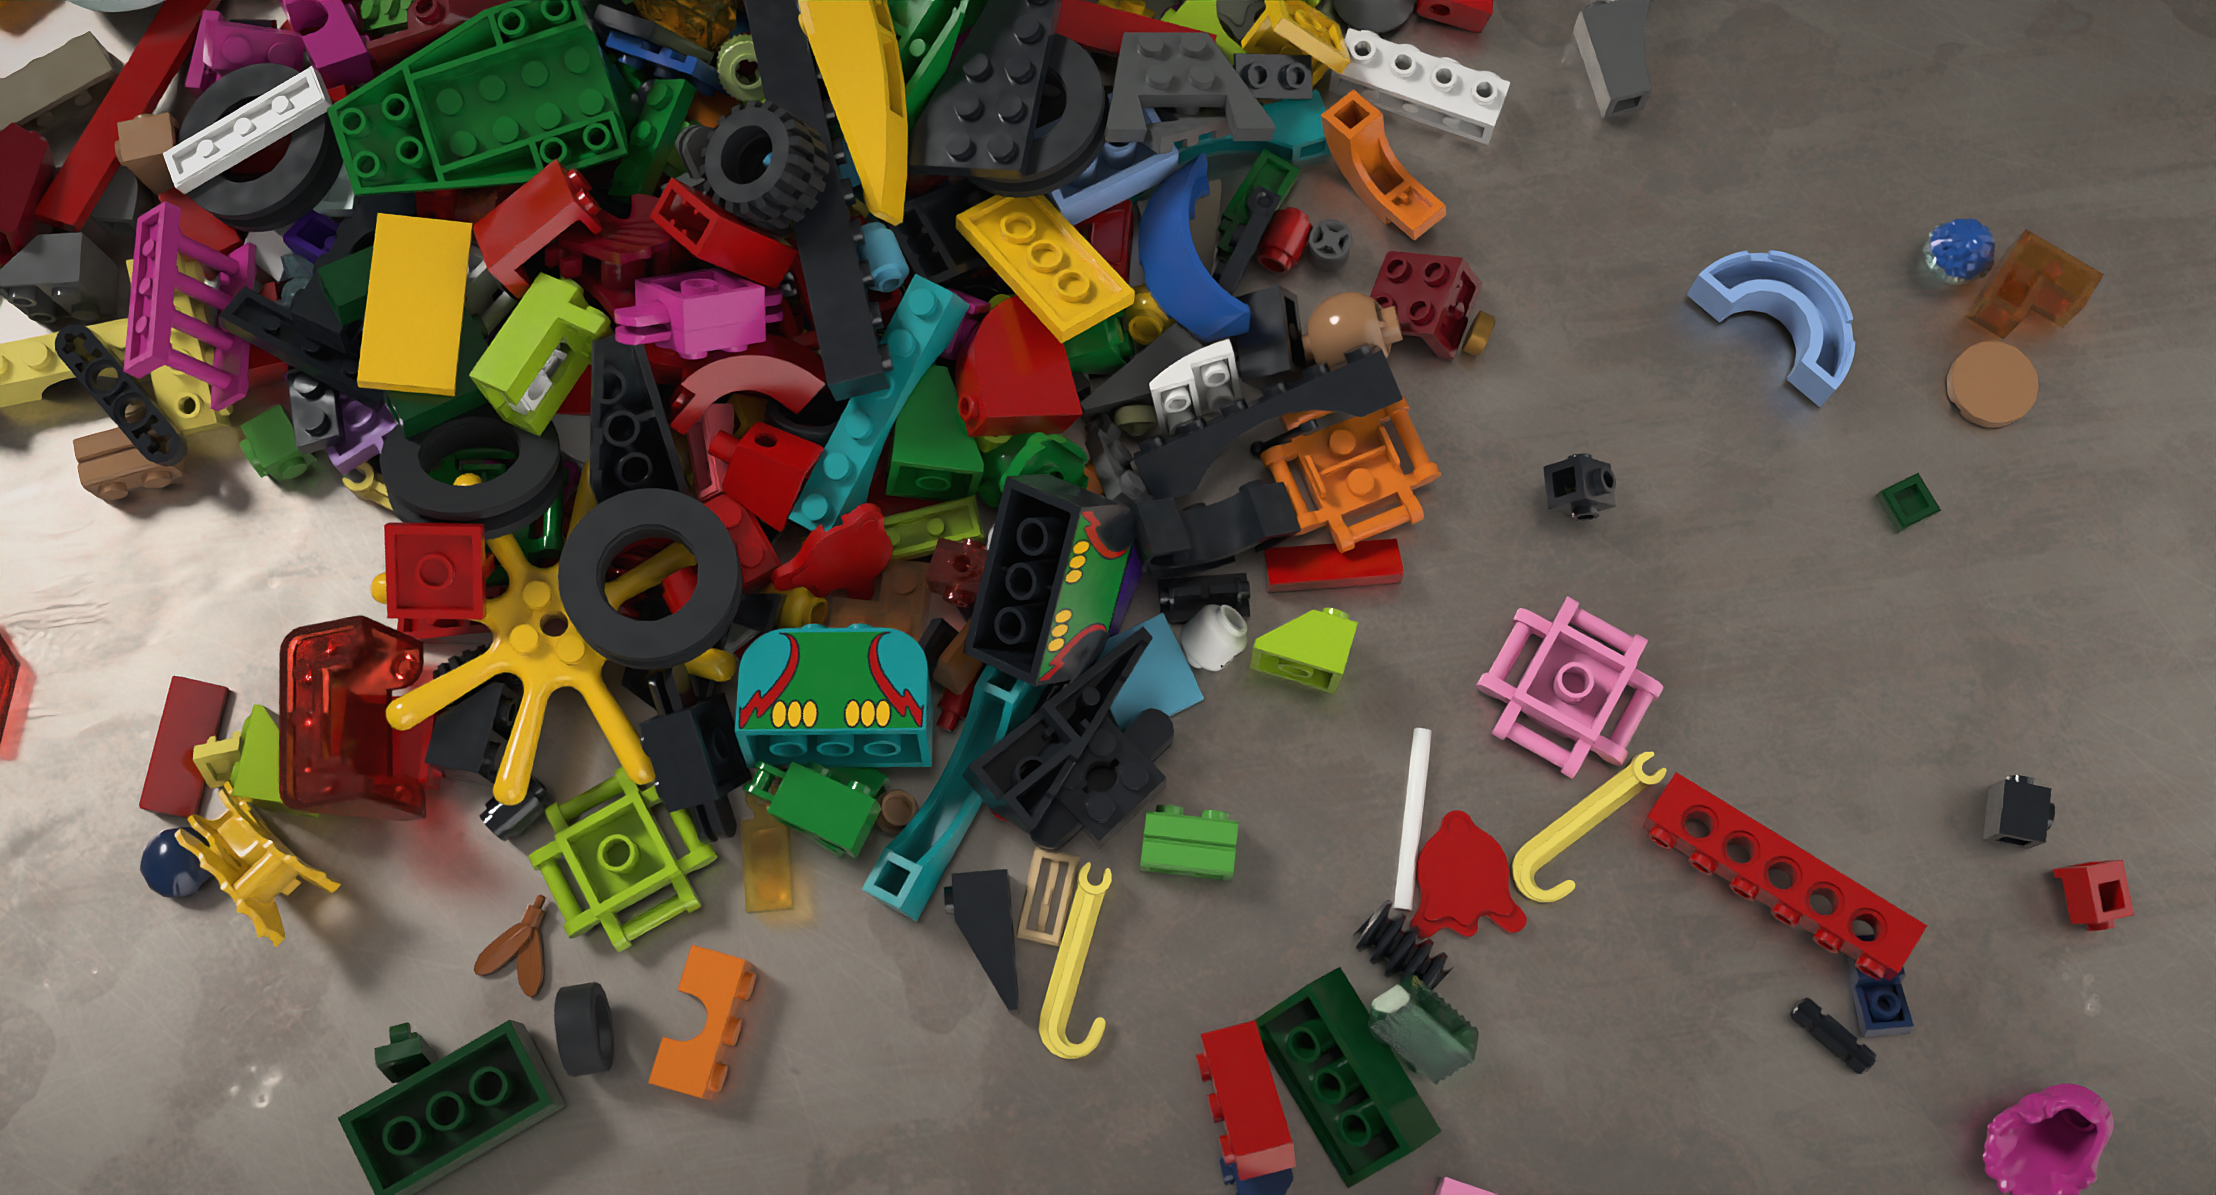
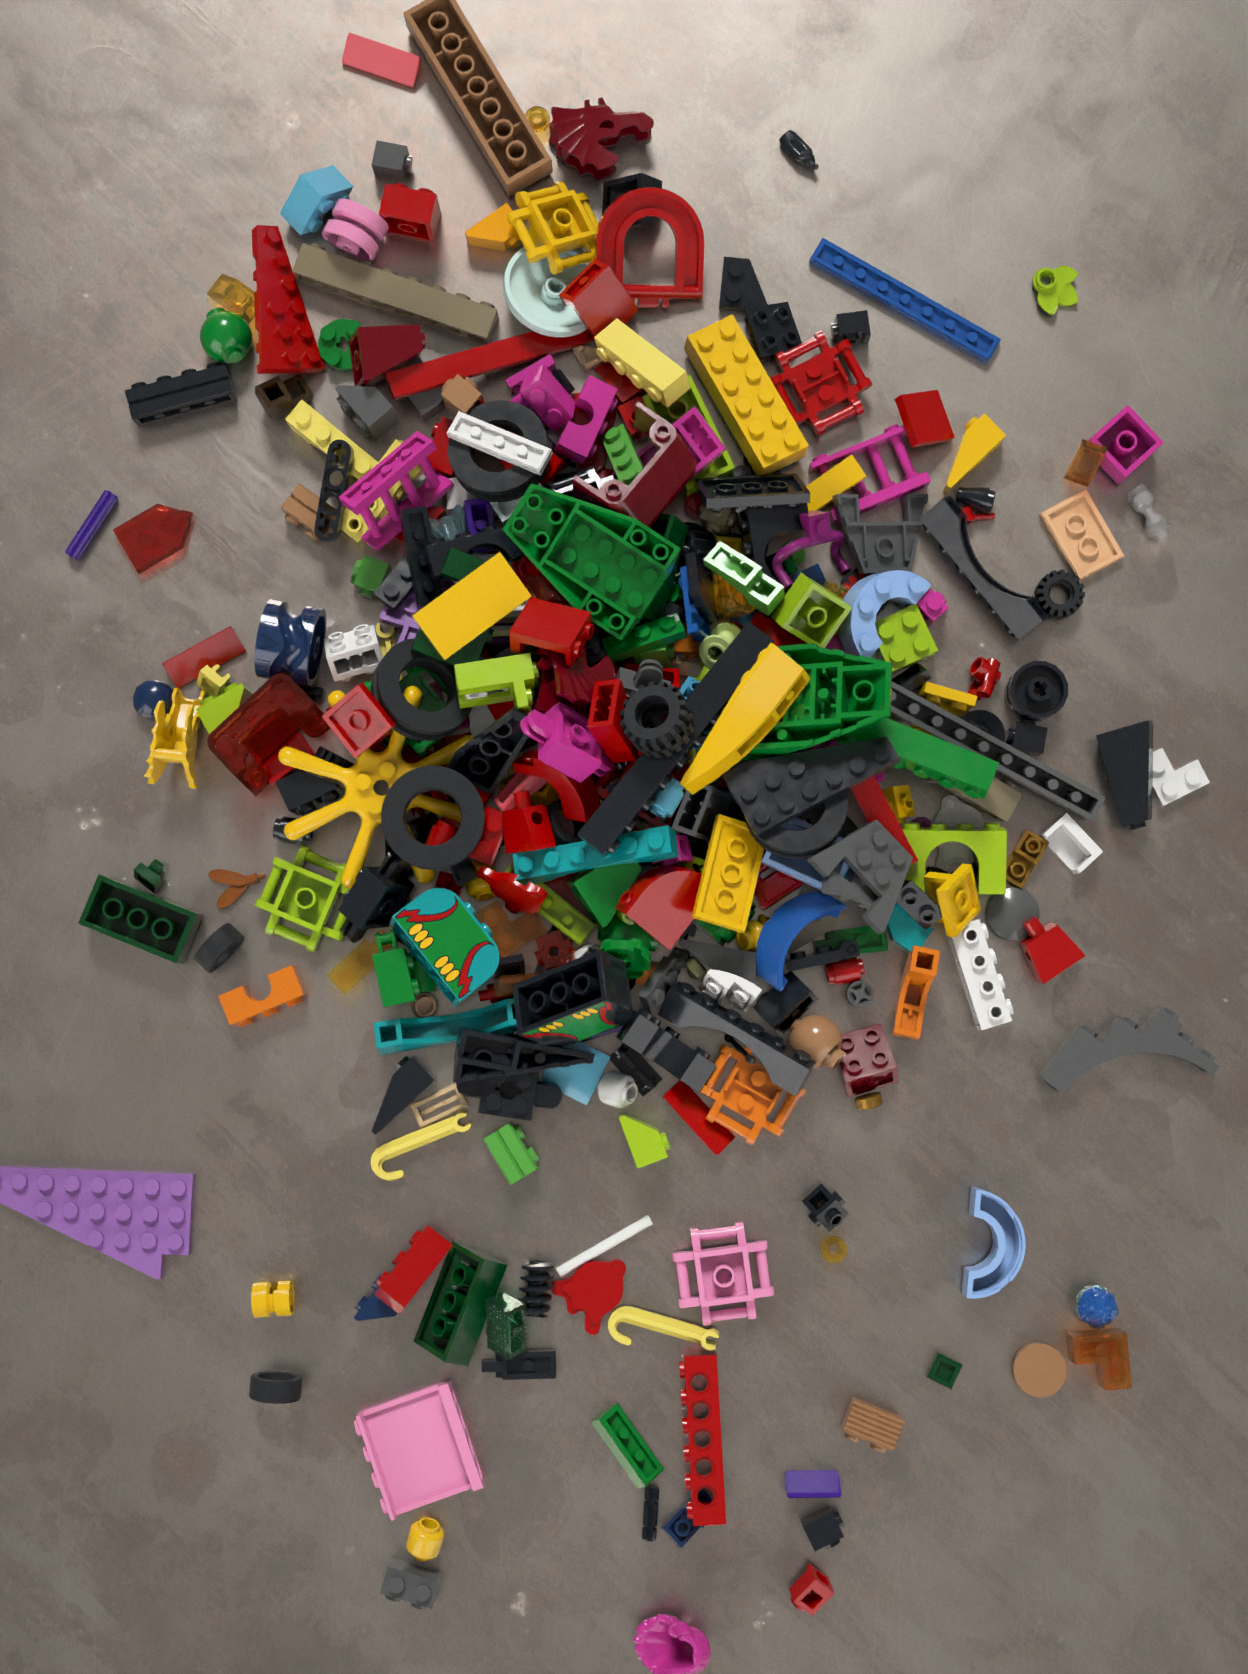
camera: 55 degrees right, 10 degrees up
(257, 600) = (290, 642): none -> dark blue piece
(350, 535) = (353, 652): none -> white brick
(1498, 1054) = (526, 1365): none -> black hinge
(1651, 514) = (842, 1251): none -> clear yellow plate
(1715, 998) = (627, 1446): none -> green slope
(1917, 643) = (872, 1425): none -> medium nougat brick
(1945, 783) = (812, 1484): none -> dark purple slope

